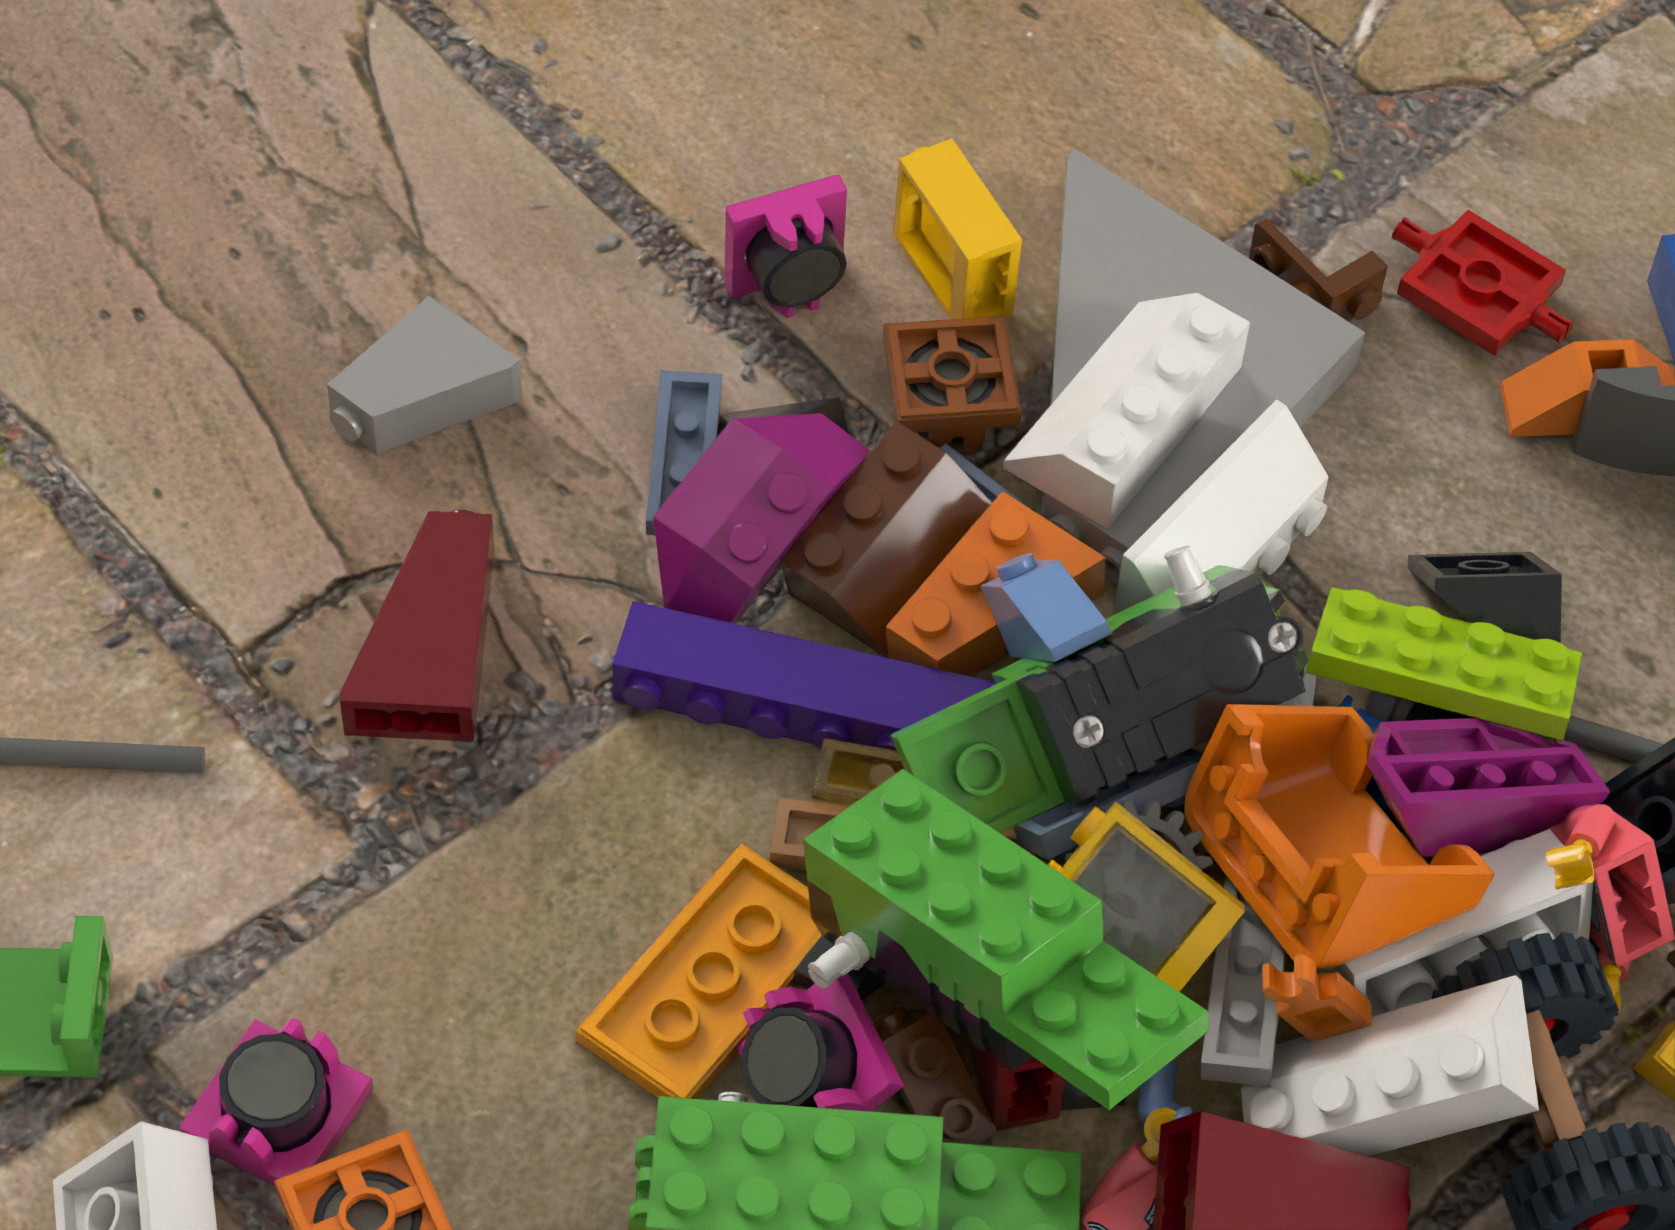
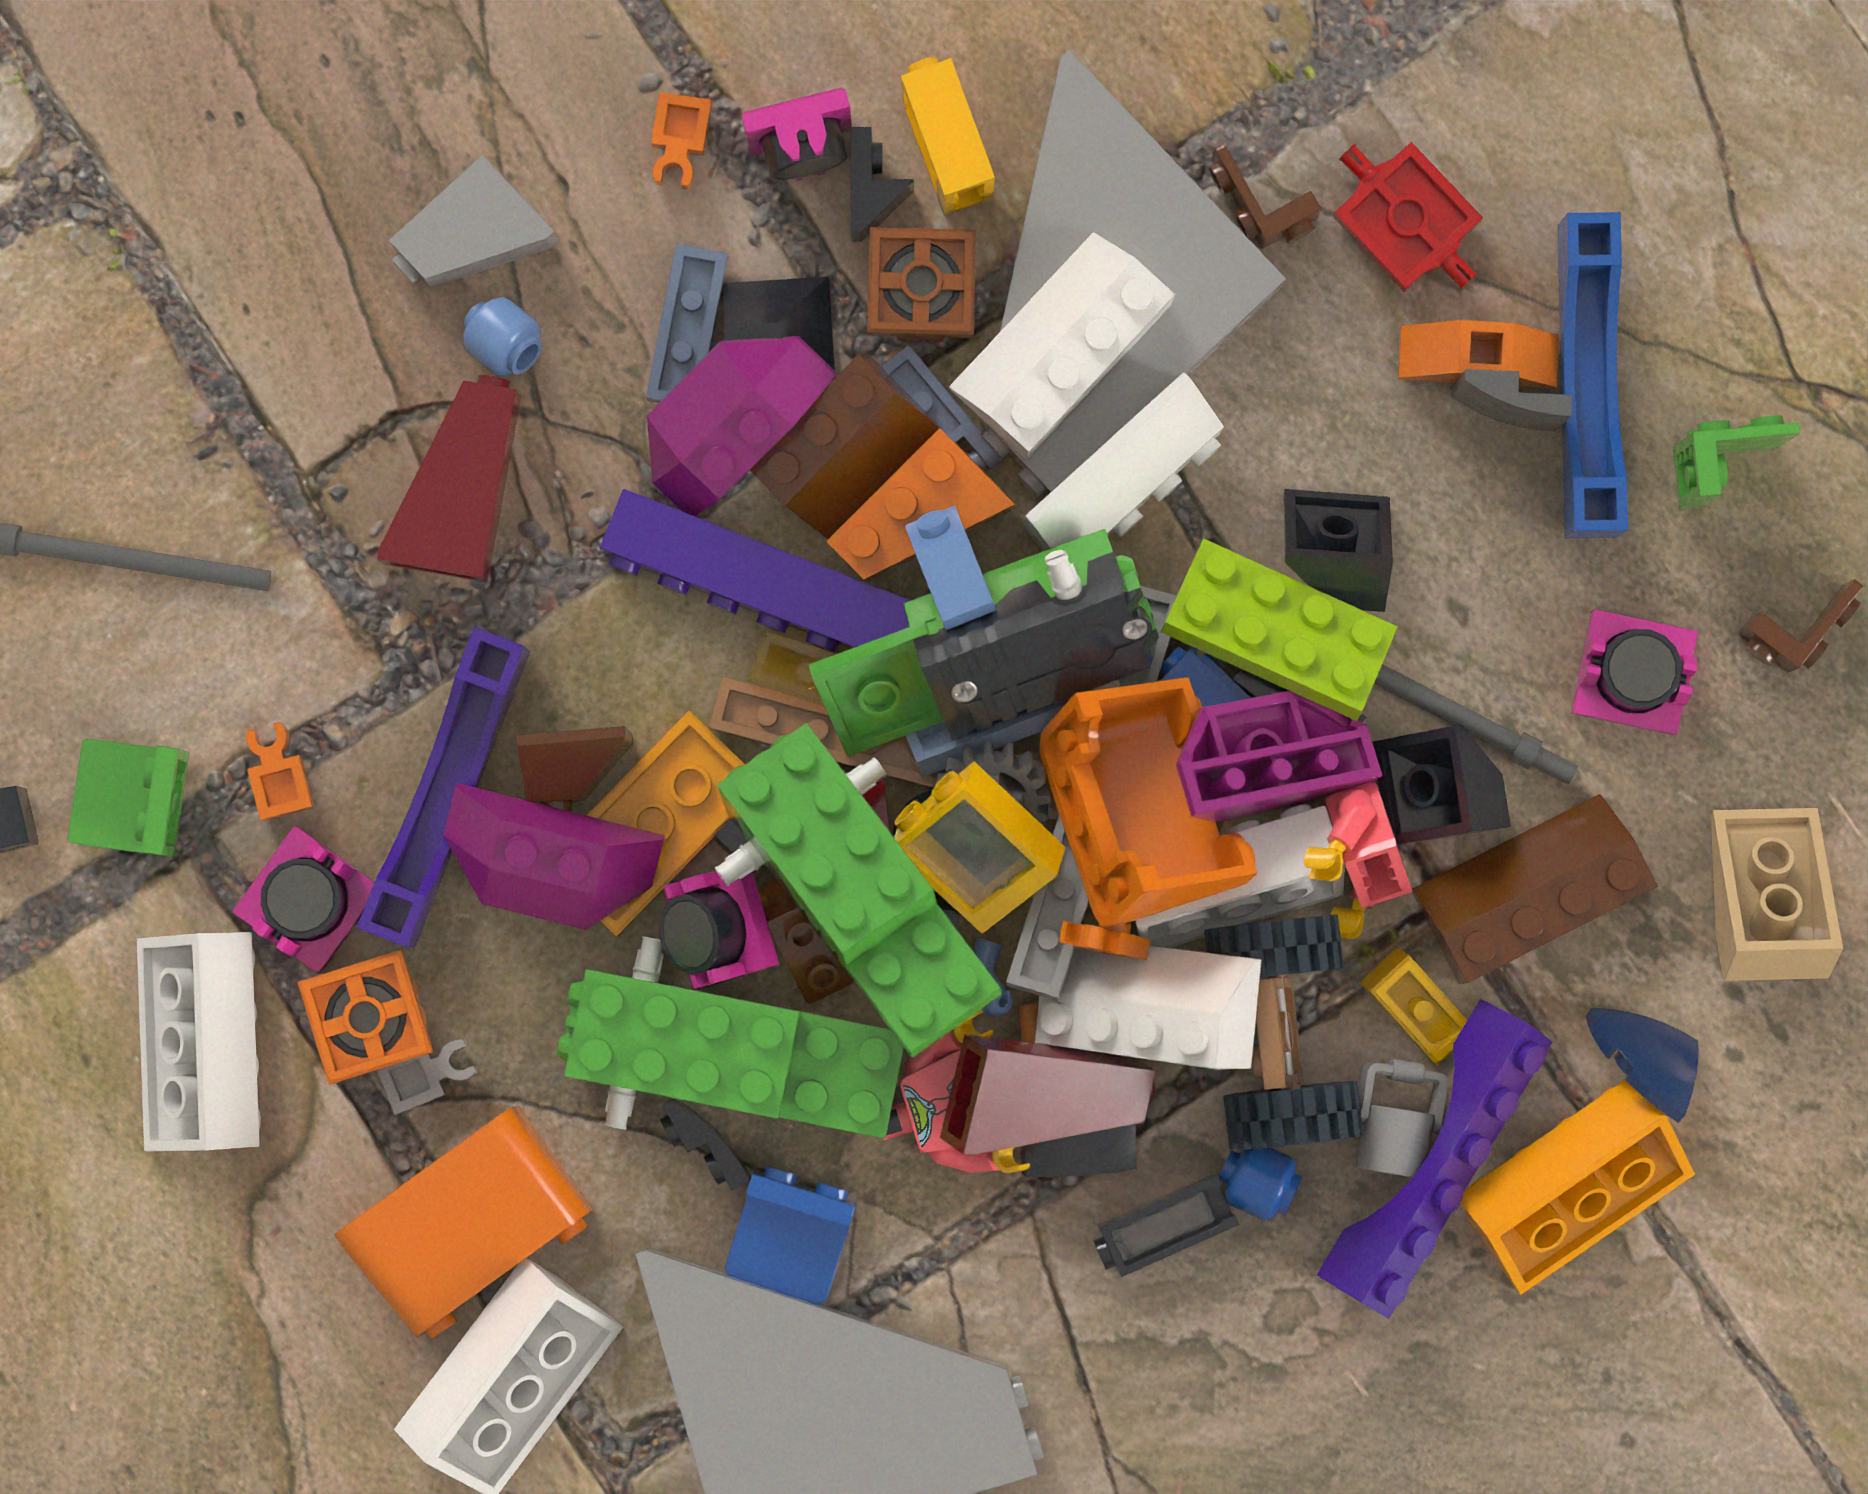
camera: 10 degrees right, 30 degrees up
(230, 967) = (280, 782): none -> orange plate
(423, 1024) = (459, 755): none -> dark purple arch
(468, 476) = (502, 337): none -> medium blue head
(588, 1006) = (548, 857): none -> magenta wedge
(604, 893) = (569, 764): none -> reddish brown slope
(650, 276) = (680, 129): none -> orange plate
(875, 299) = (871, 198): none -> black slope

